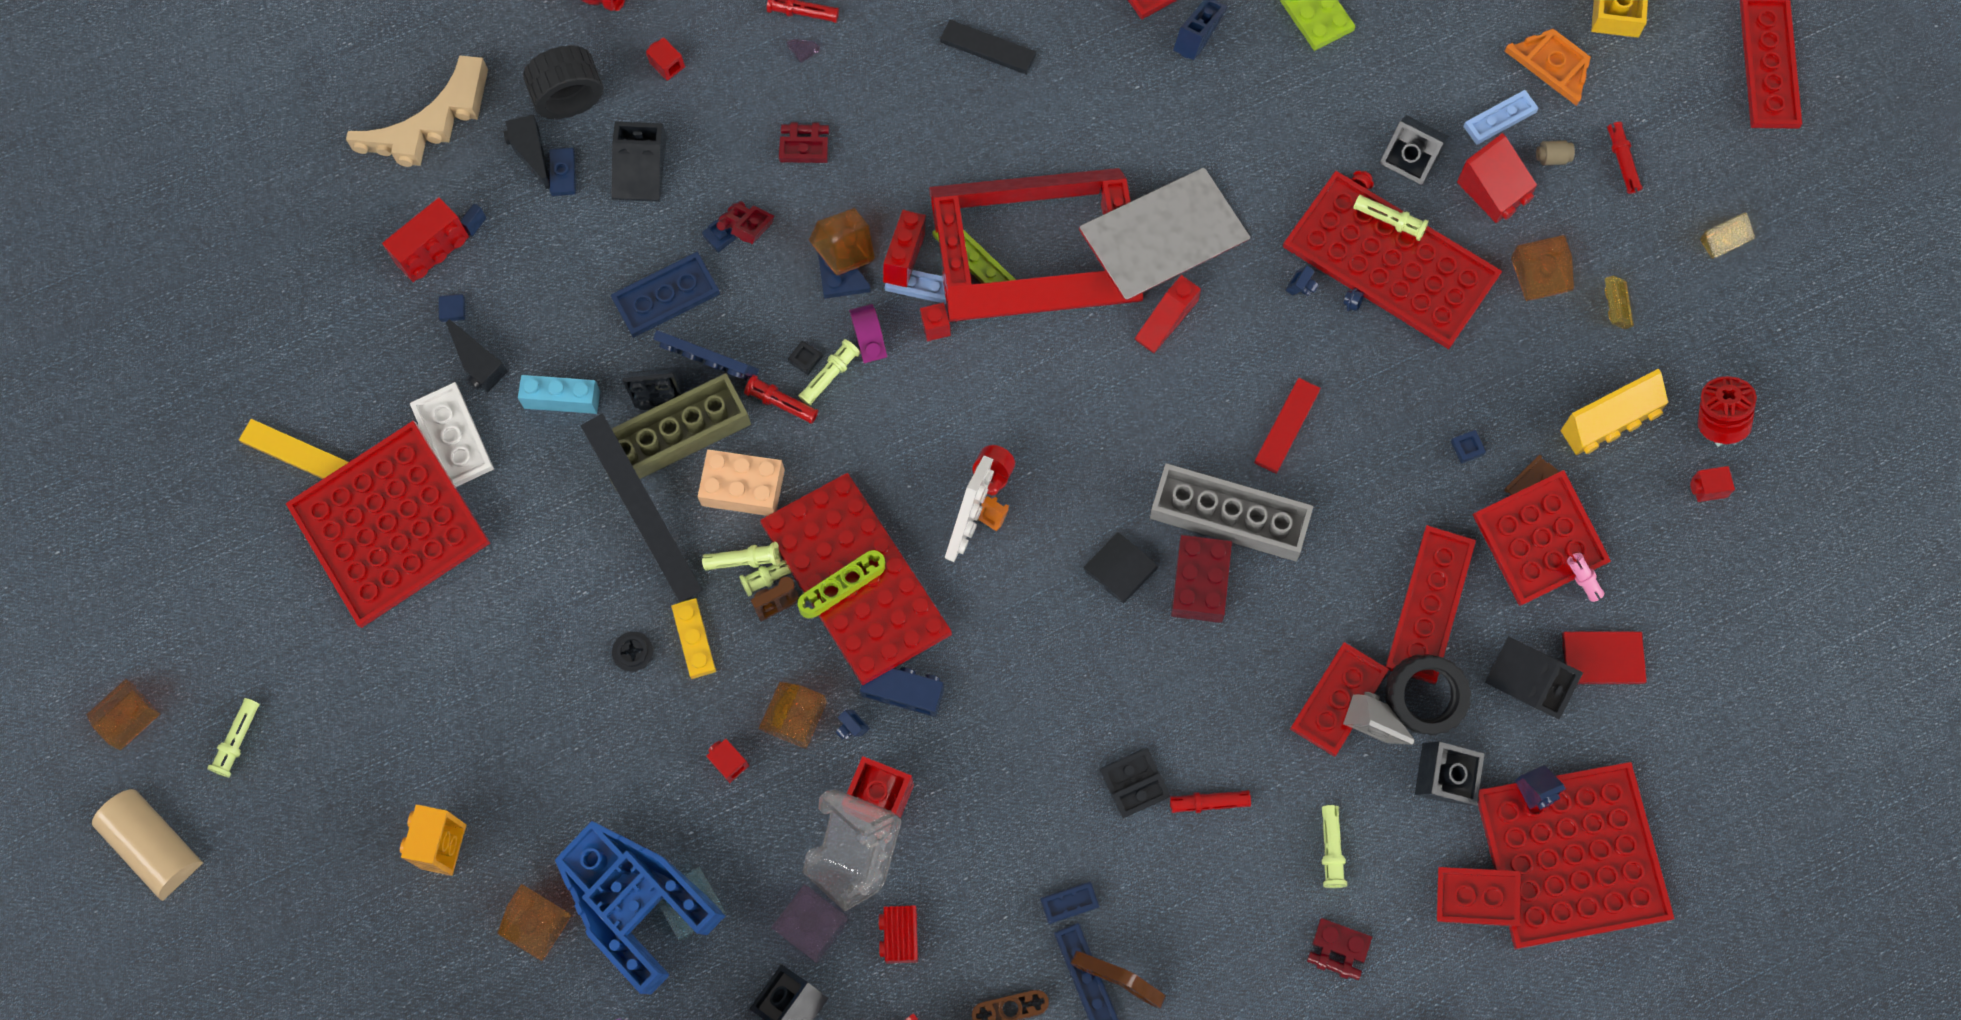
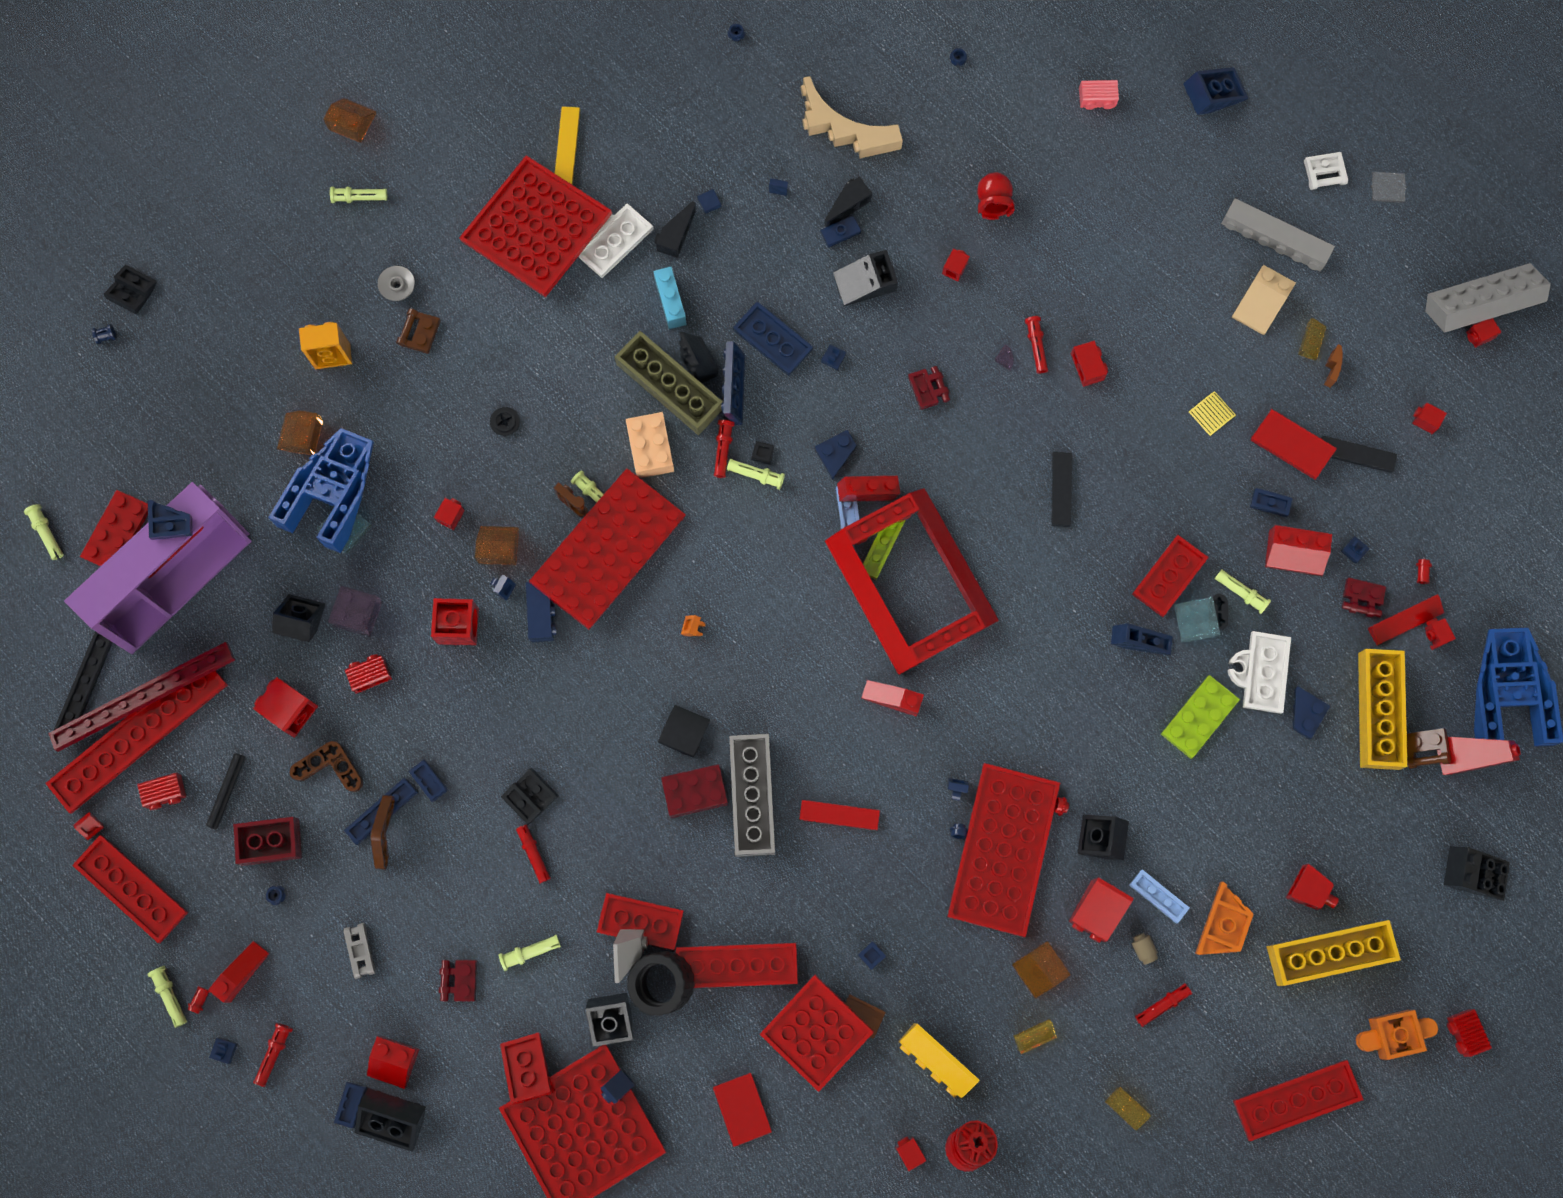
camera: 65 degrees right, 5 degrees up
(145, 842) = (272, 172): tan brick -> none
(241, 194) = (736, 28): none -> dark blue plate
(374, 719) = (393, 276): none -> light grey dish
(426, 240) = (747, 162): red brick -> none
(467, 715) = (424, 333): none -> reddish brown plate
(563, 82) = (902, 202): black tyre -> none
(641, 508) = (603, 384): black tile -> none
(693, 638) = (529, 458): yellow plate -> none
(750, 226) = (845, 375): dark red plate -> none
(752, 556) = (597, 473): yellowish green pin -> none
(838, 580) = (594, 540): lime beam -> none
(843, 241) = (857, 444): clear orange slope -> none
(854, 849) = (408, 621): clear windscreen -> none
(868, 333) = (794, 487): magenta brick -> none
(935, 321) = (821, 531): red brick -> none
(990, 475) = (723, 611): white plate -> none
(1164, 233) = (953, 671): flat silver piece -> none
(1363, 204) = (1034, 845): yellowish green pin -> none
(1533, 677) = (703, 1060): black slope -> none
(1585, 577) = (796, 1075): bright pink pin -> none

